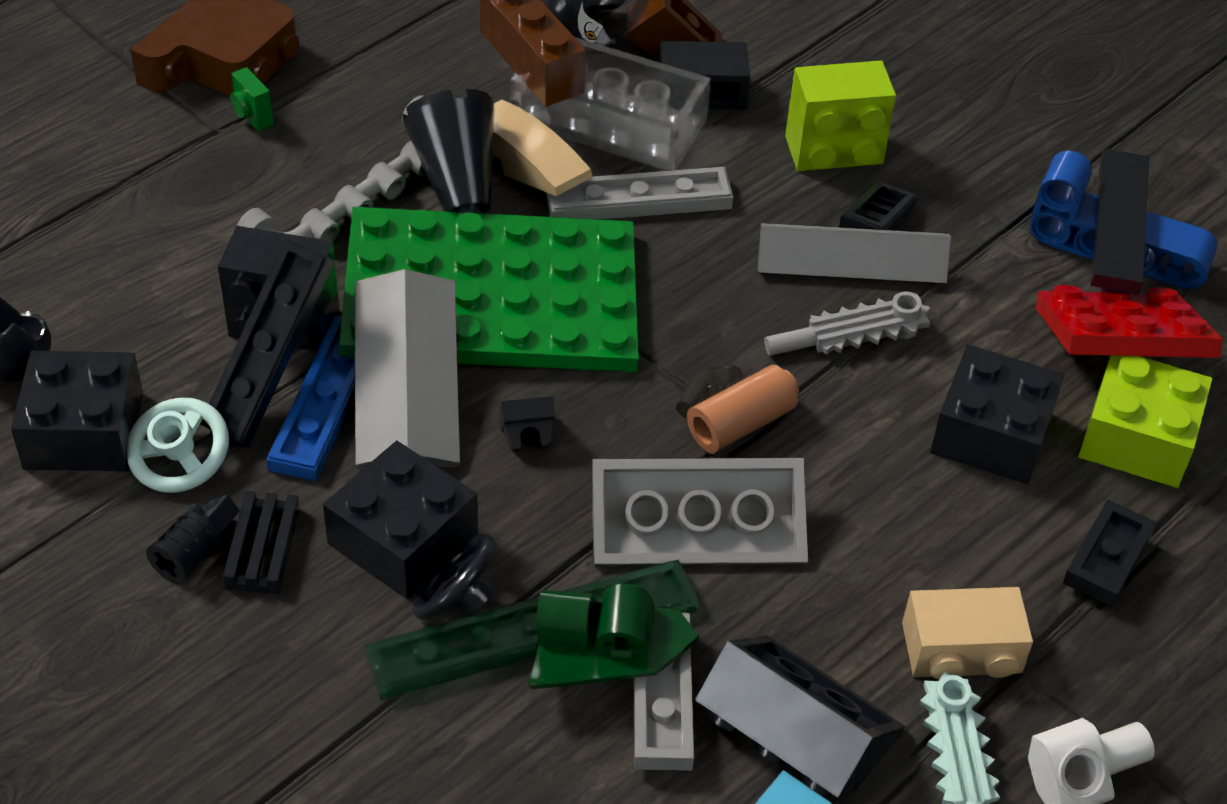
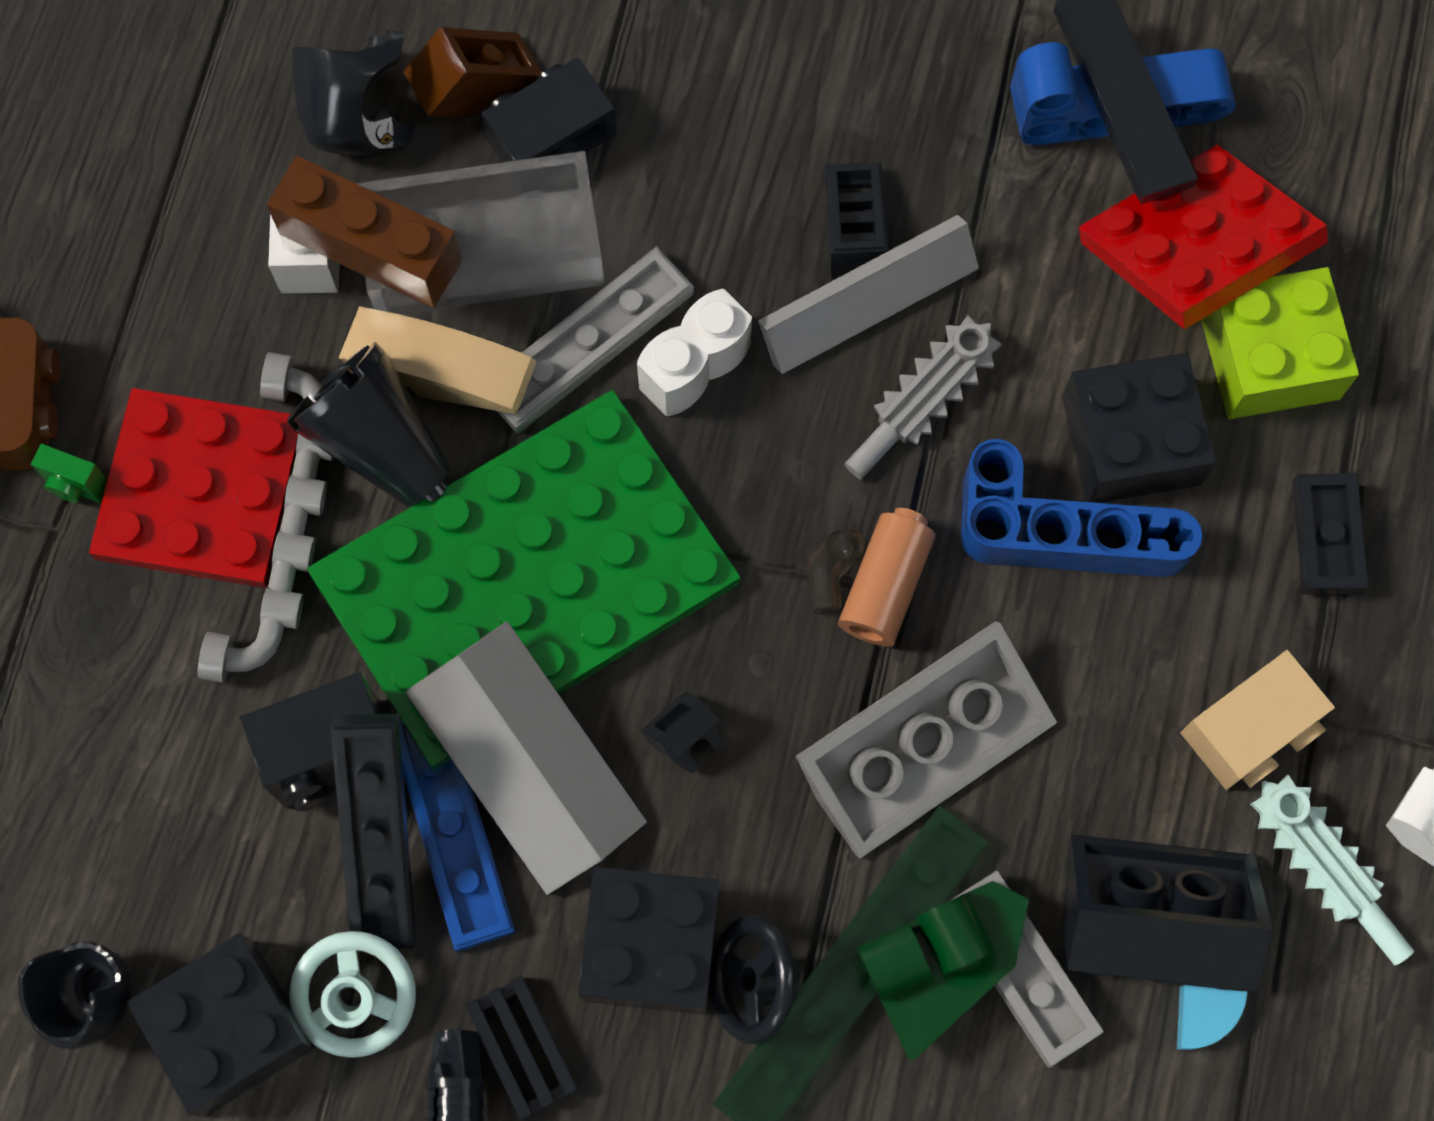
camera: 30 degrees left, 25 degrees up
(318, 145) = (196, 488): none -> red plate
(484, 67) = (299, 268): none -> white brick
(704, 224) = (684, 358): none -> white brick
(839, 115) = (748, 111): lime brick -> none
(902, 451) = (1074, 519): none -> blue beam

